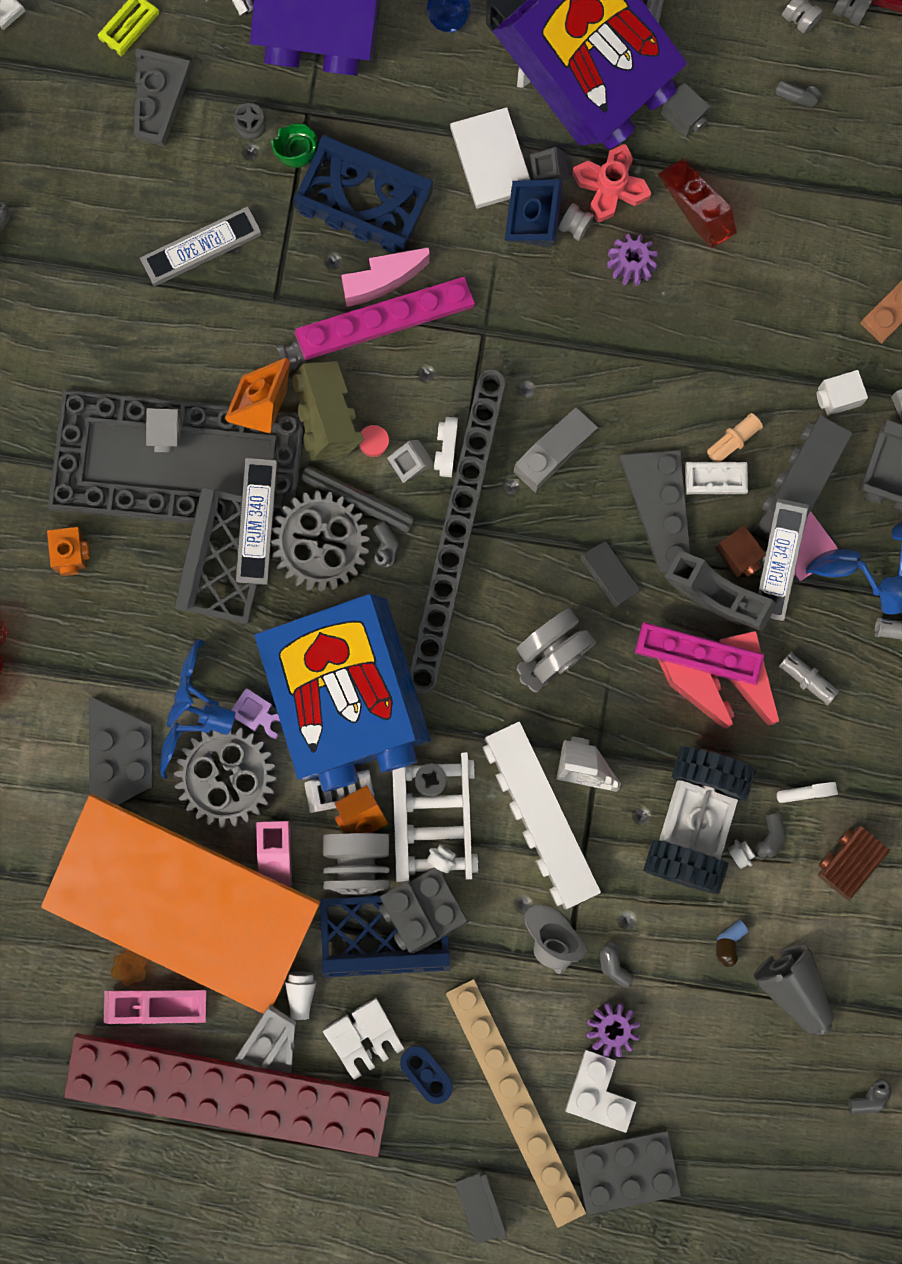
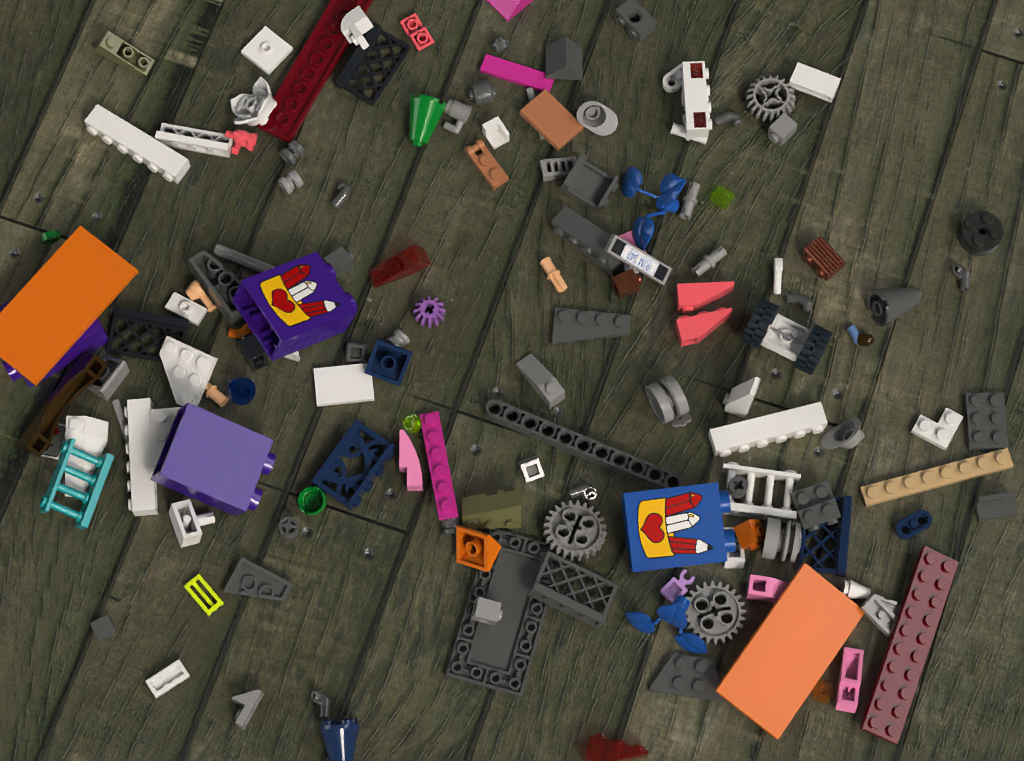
camera: 75 degrees left, 10 degrees down
(68, 550) = (552, 687): orange brick -> none
(200, 246) = (365, 573): tile -> none
(256, 521) = (557, 563): tile -> none
(347, 1036) = (877, 554): white legs -> none
(360, 499) = (549, 505): dark grey axle -> none
(375, 441) = (512, 483): coral tile -> none
(442, 858) = (786, 488): white plate -> none
(446, 268) = (412, 423): none -> clear neon green plate
(446, 433) = (521, 441): white plate -> none
(609, 1019) = (909, 414): medium lavender gear -> none
(610, 574) = (625, 363): dark grey slope -> none
(611, 183) = (377, 314): coral plant -> none
(611, 964) = (863, 406): dark grey arm -> none
(699, 653) = (686, 317): dark pink tile -> none
(713, 592) = (647, 305): dark grey arch -> none
(716, 478) = (576, 290): white plate -> none
(741, 854) = (808, 319): white plate -> none
(841, 393) = (537, 207): white brick -> none

